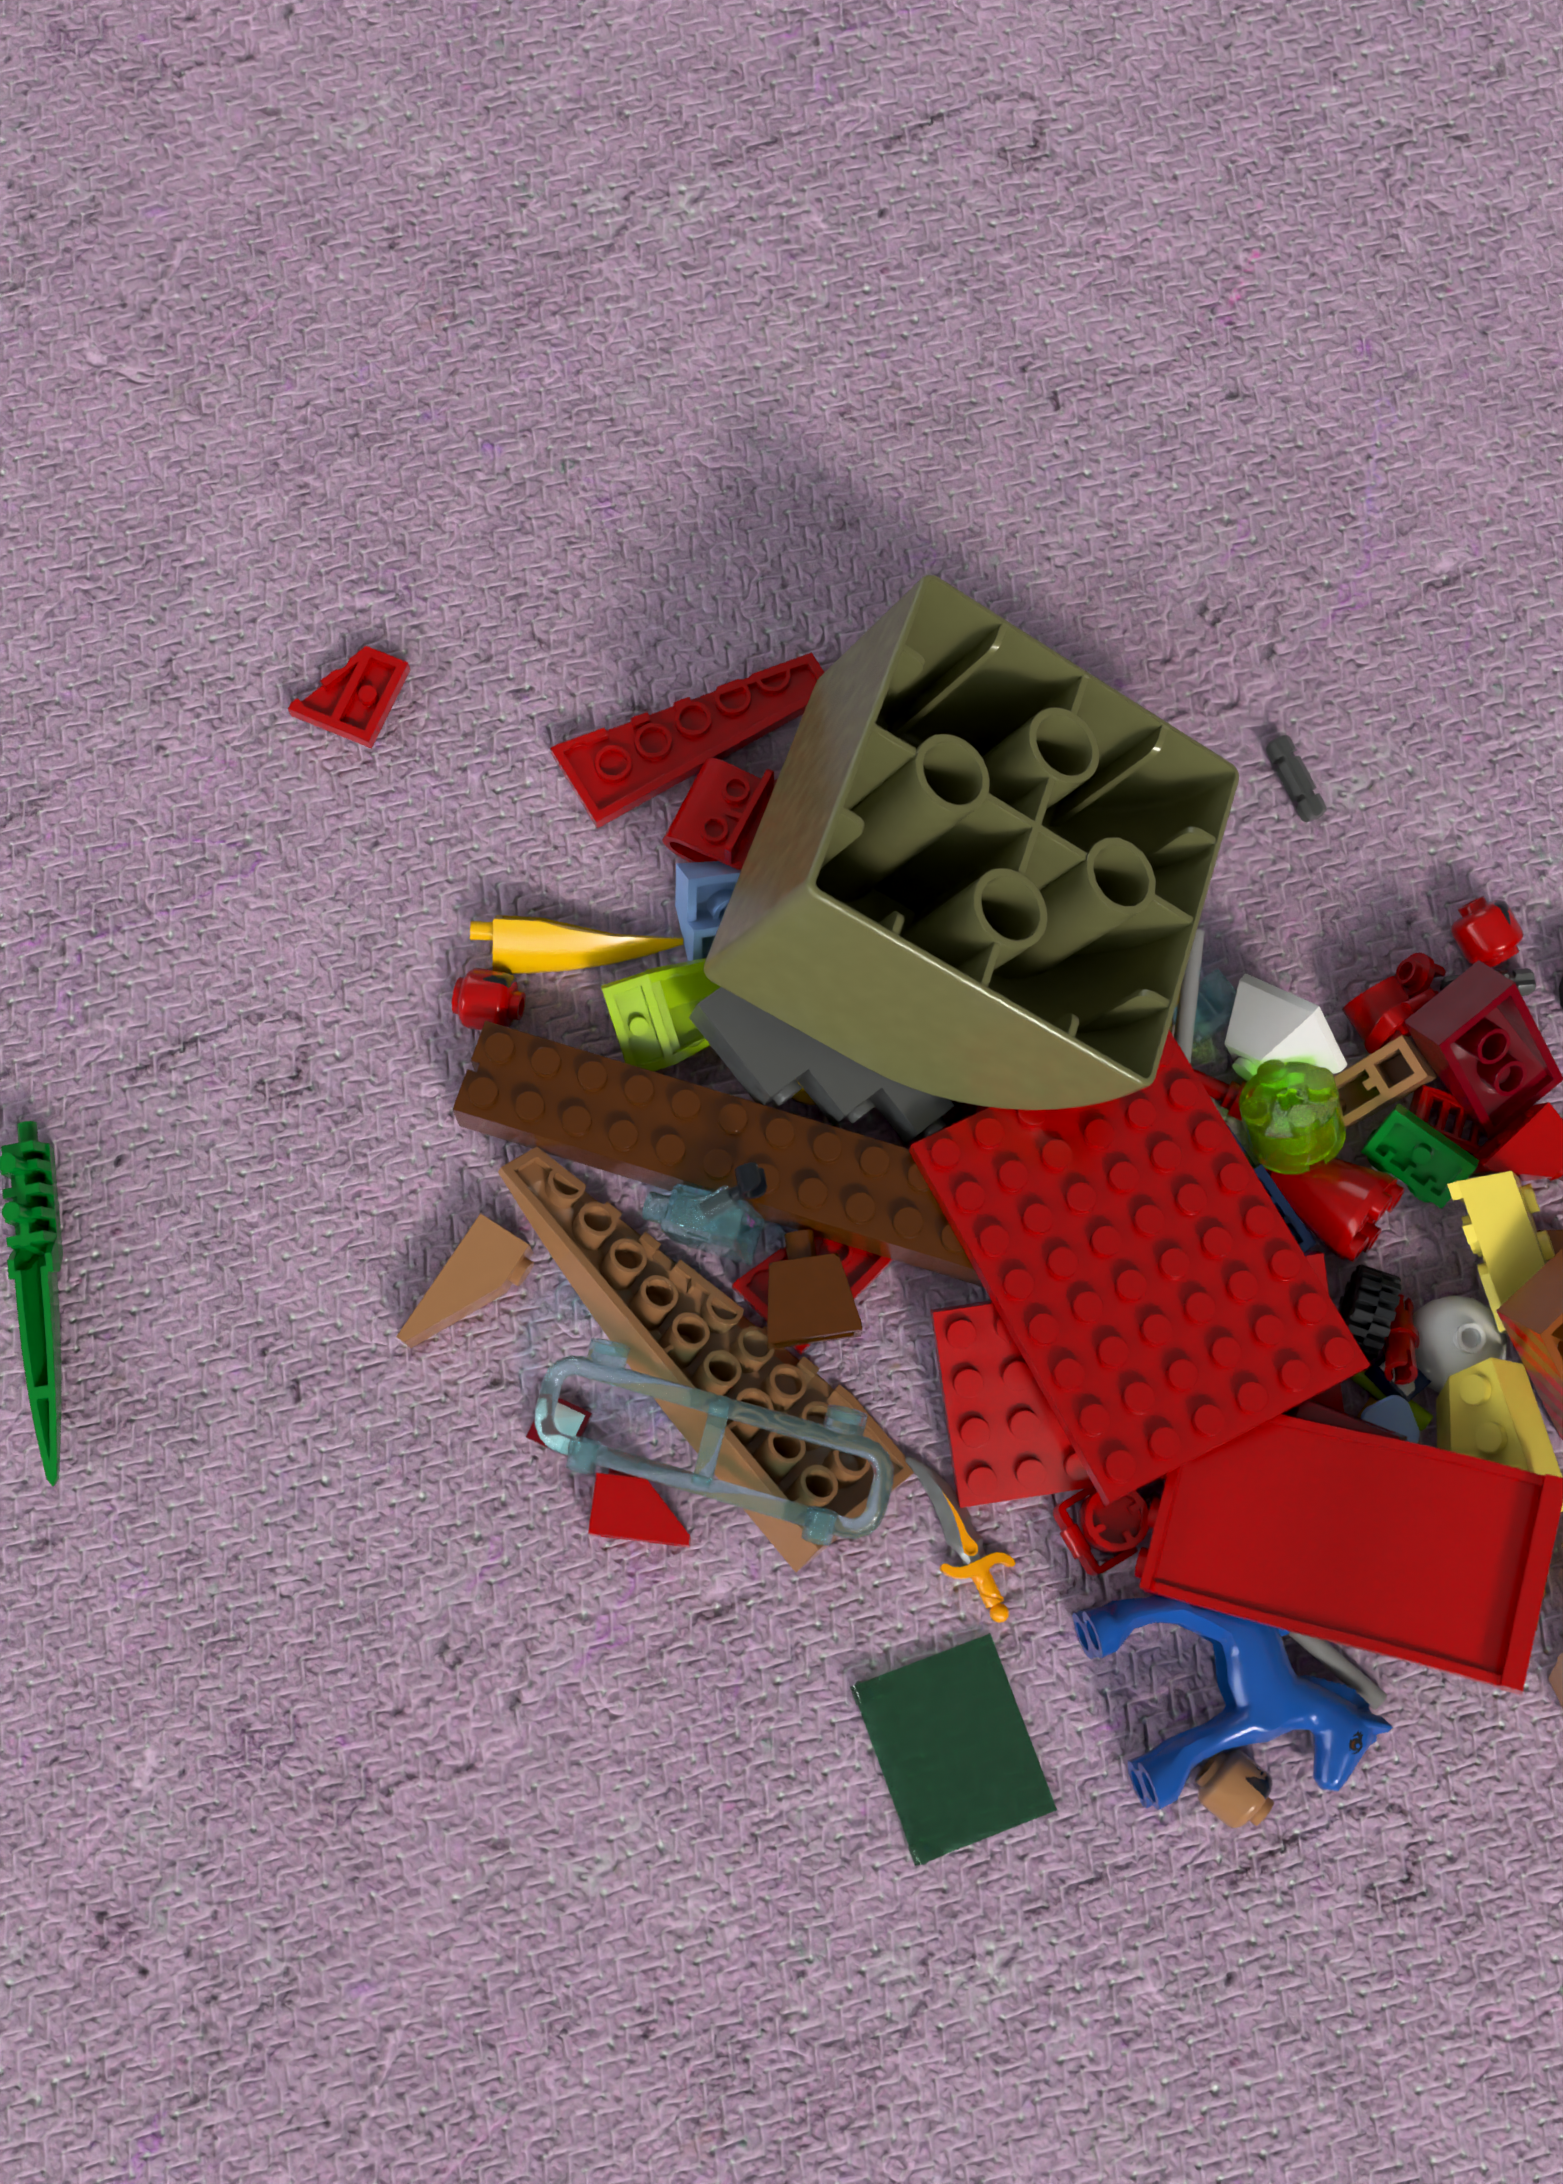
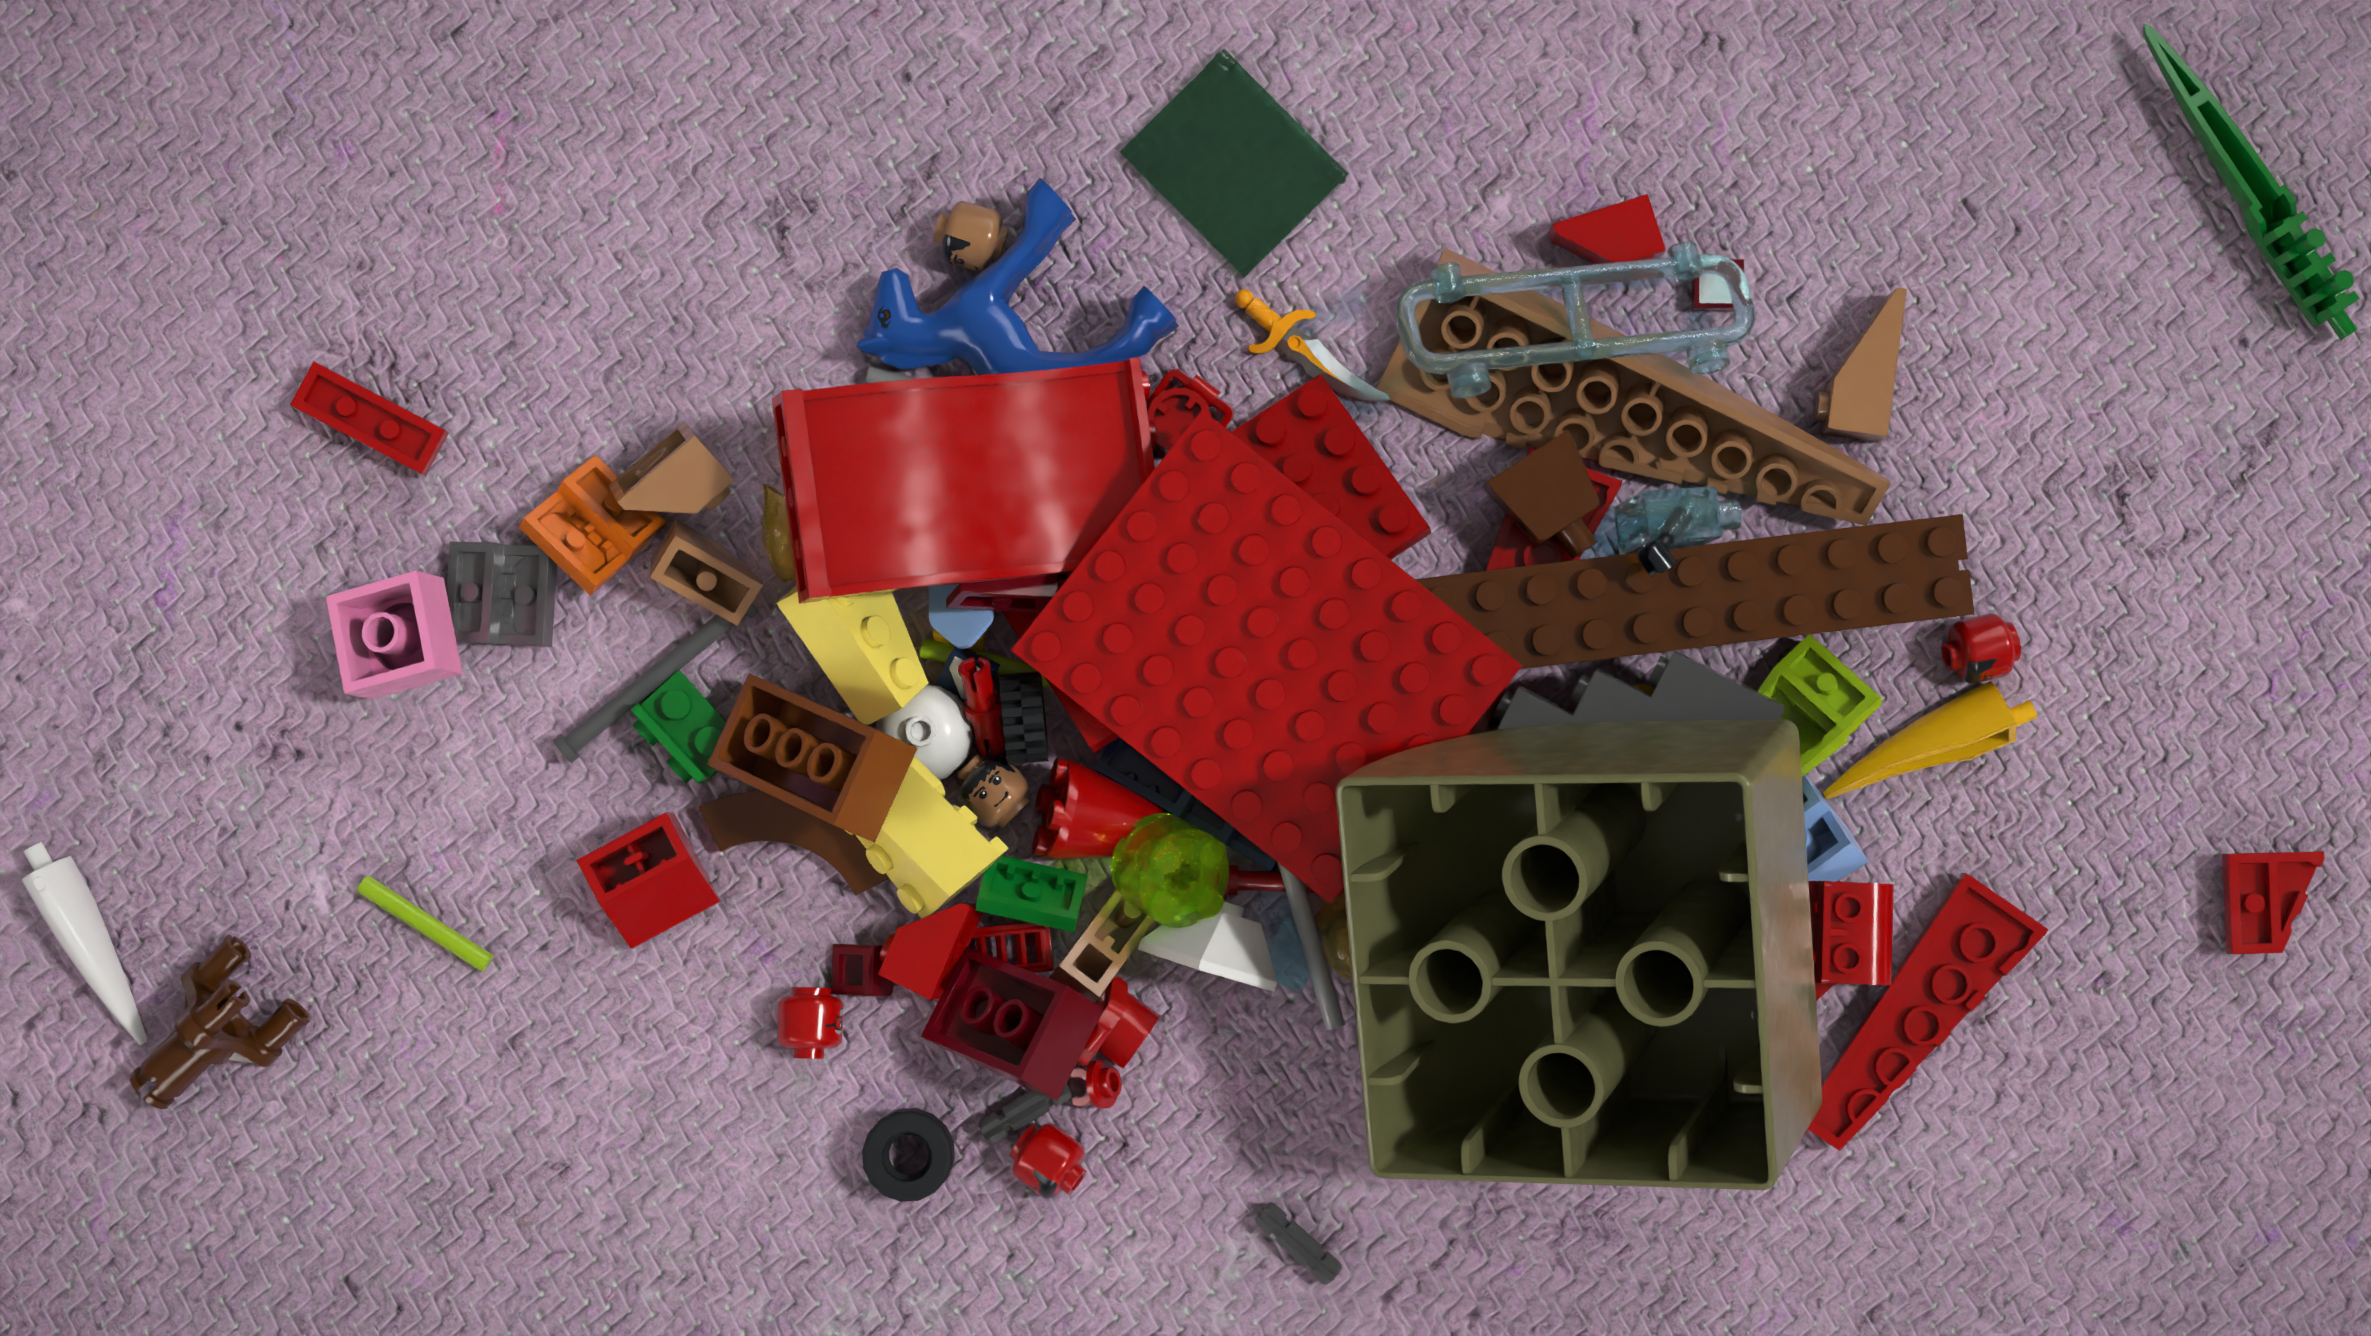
camera: 155 degrees right, 10 degrees up
(1416, 1261) = (993, 790): none -> medium nougat head

